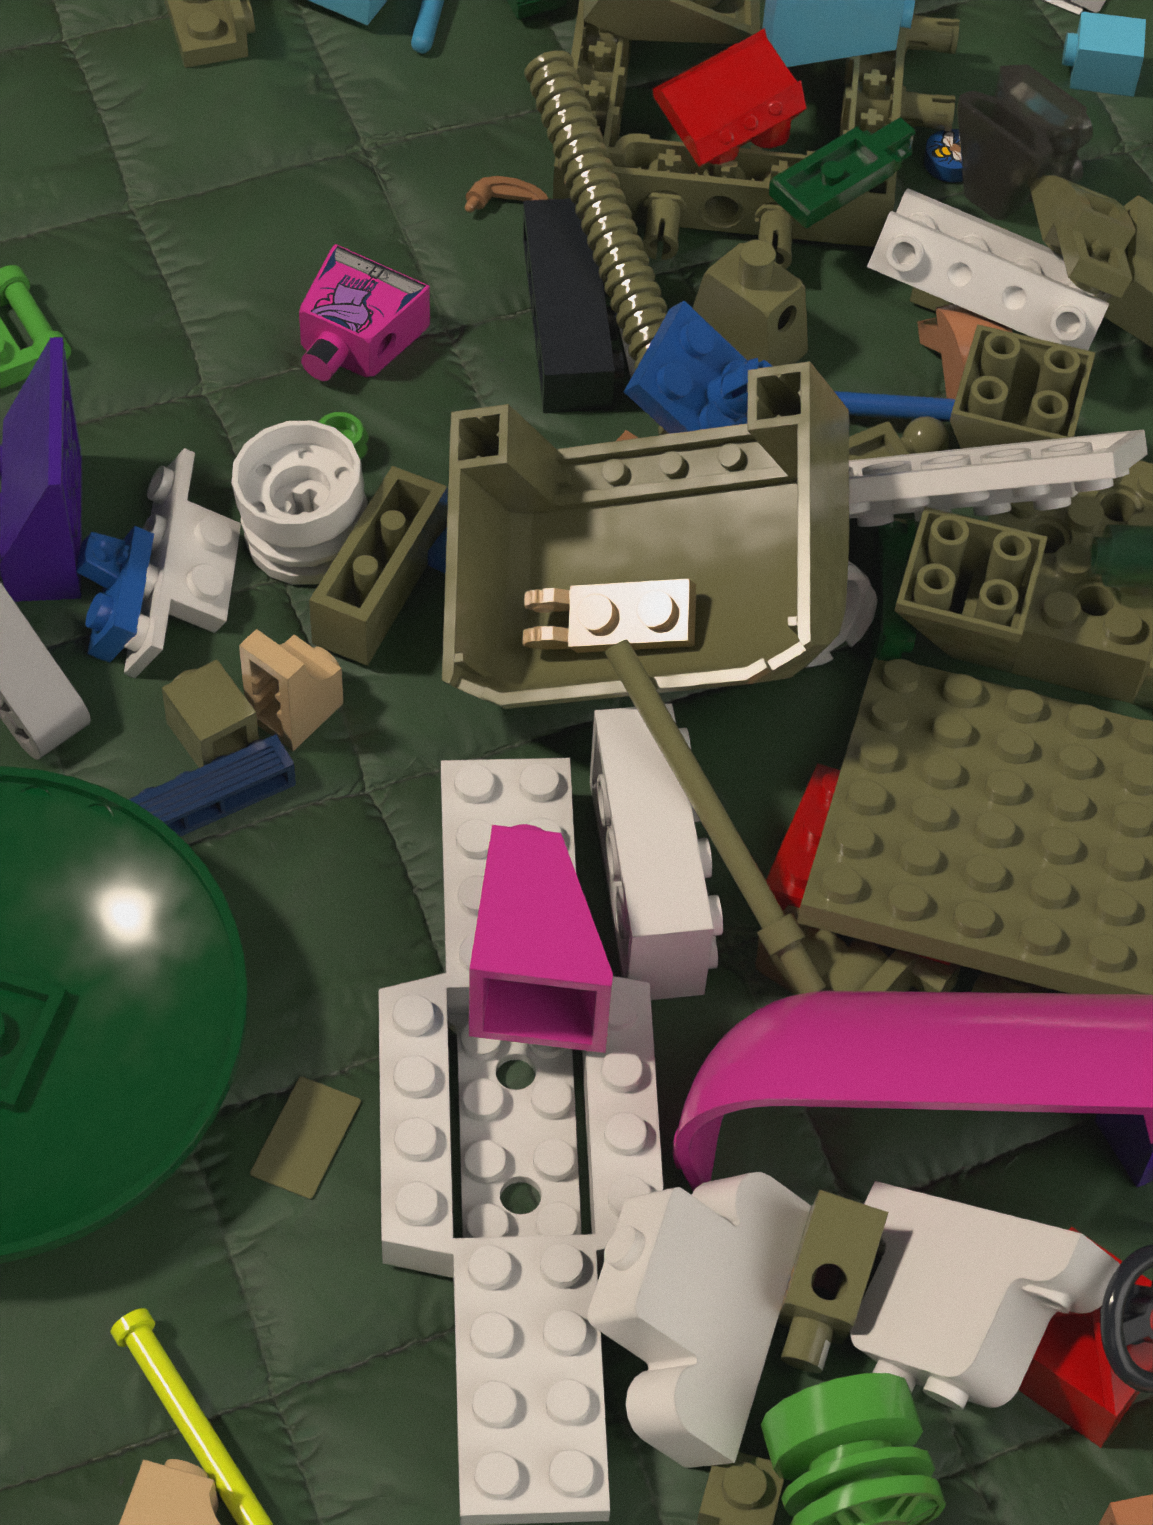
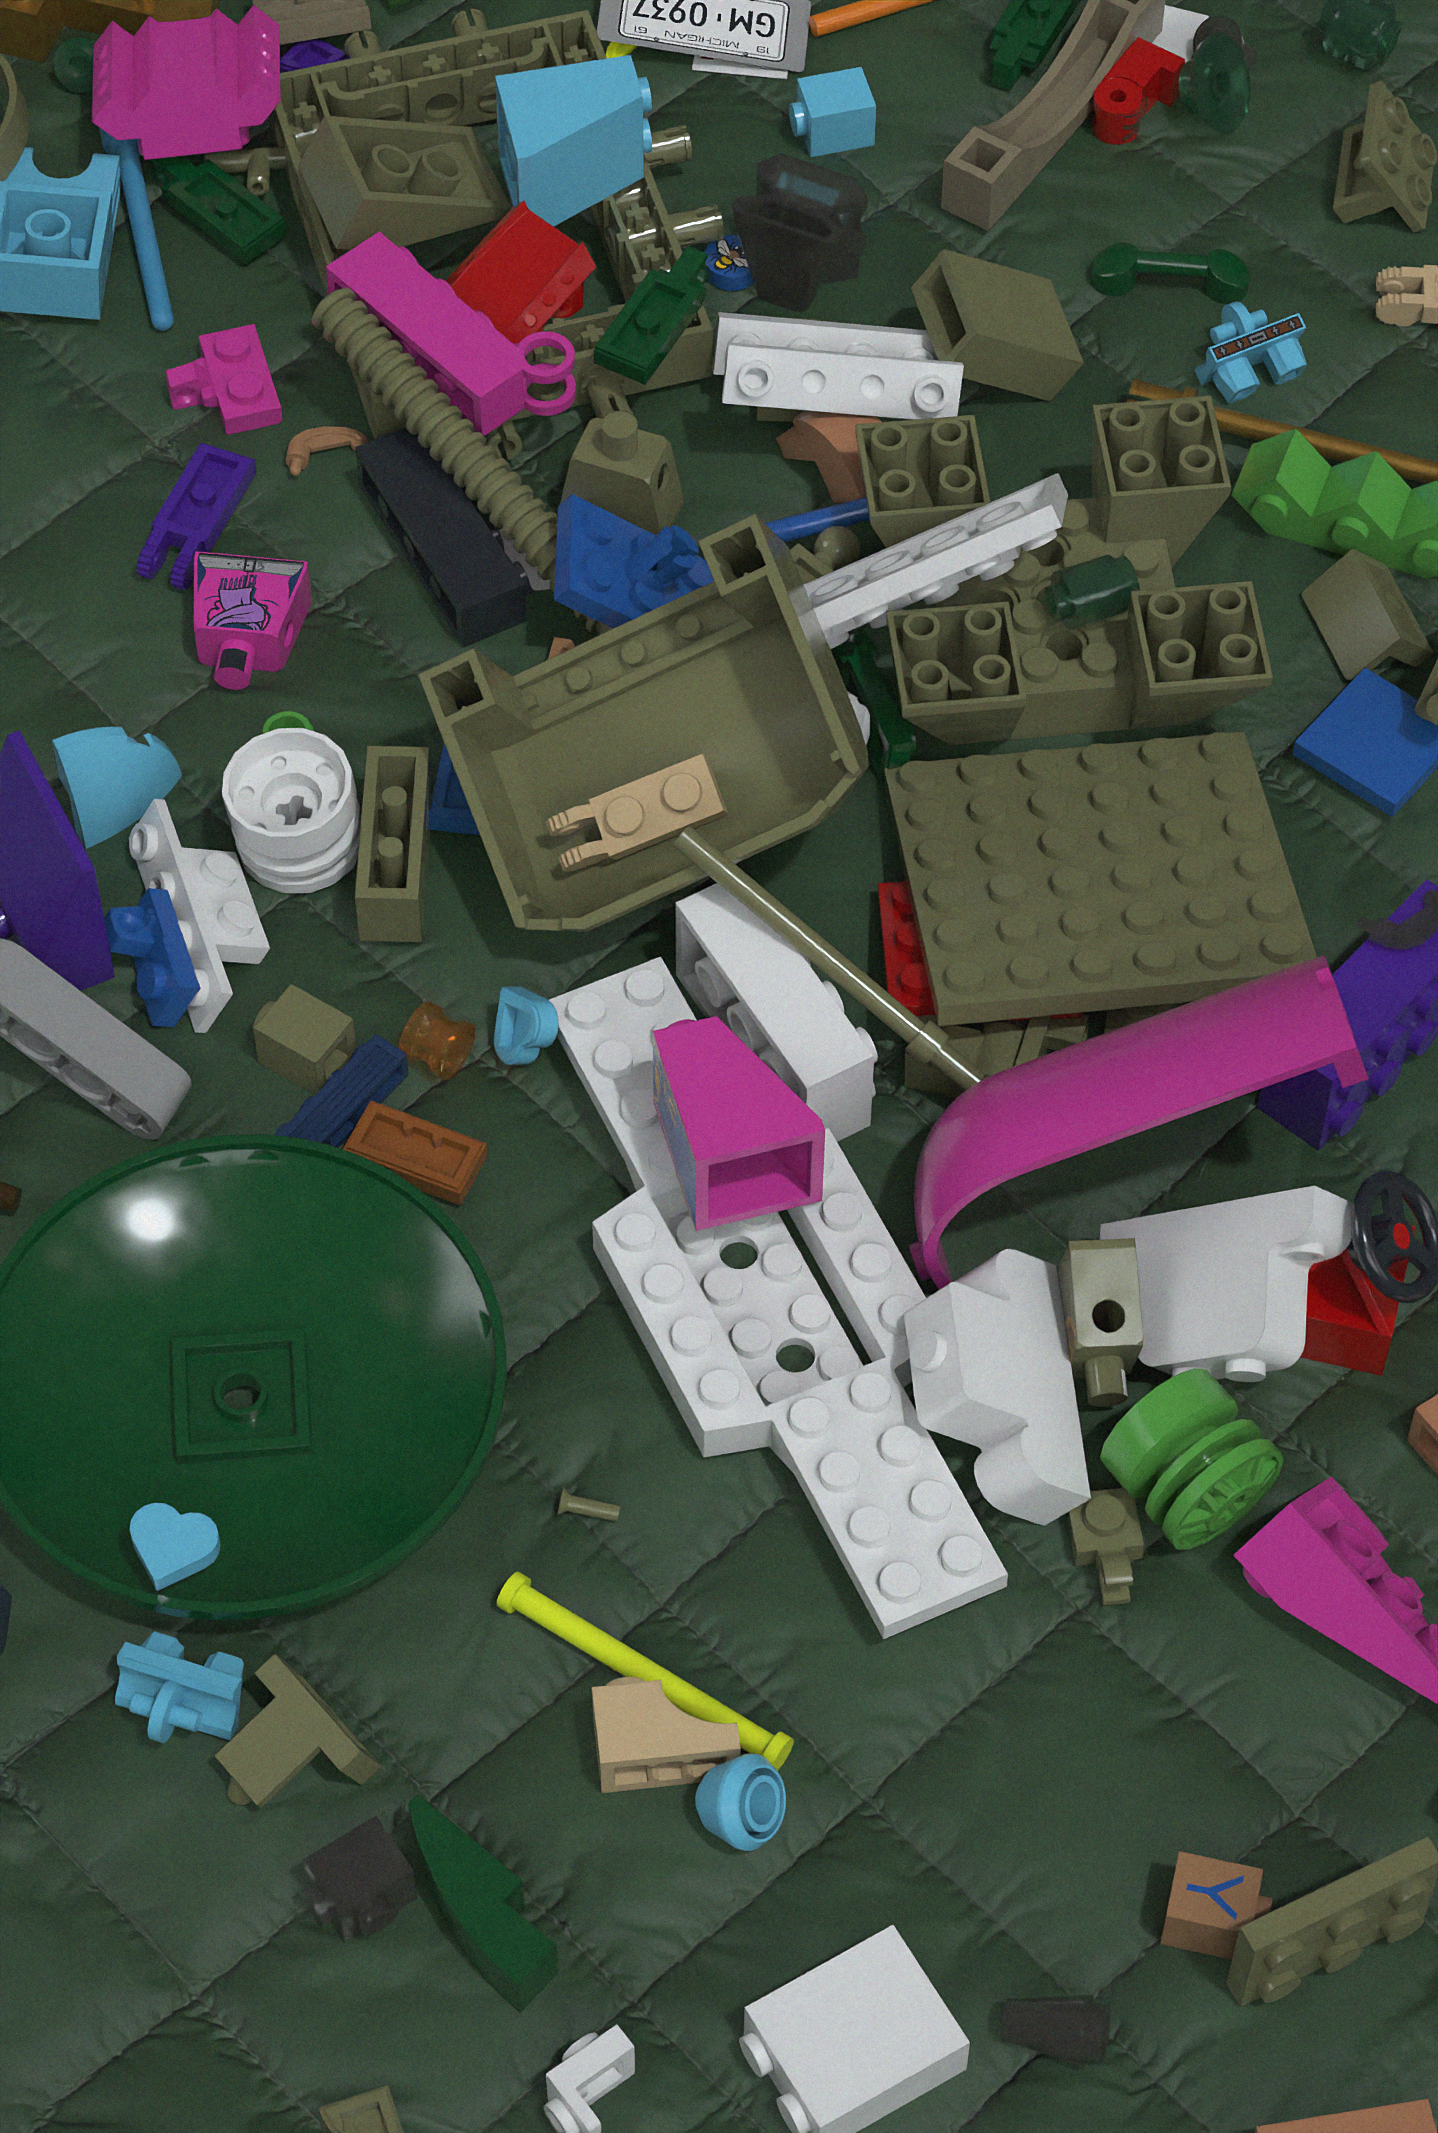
camera: 20 degrees left, 0 degrees up
(160, 416) = (112, 778): none -> medium azure brick
(247, 1268) = (588, 1507): none -> olive piece
(259, 860) = (419, 1151): none -> dark orange plate
(290, 686) = (368, 984): tan arch -> none
(305, 1137) = (578, 1379): olive sticker -> none
(330, 761) = (437, 1040): none -> clear orange wheel
(362, 211) = (196, 511): none -> dark purple hinge
(414, 776) = (523, 1025): none -> medium azure tile
(453, 112) = (228, 377): none -> dark pink hinge
(642, 131) = (448, 339): none -> dark pink hinge
(1087, 232) = (908, 297): olive slope -> none

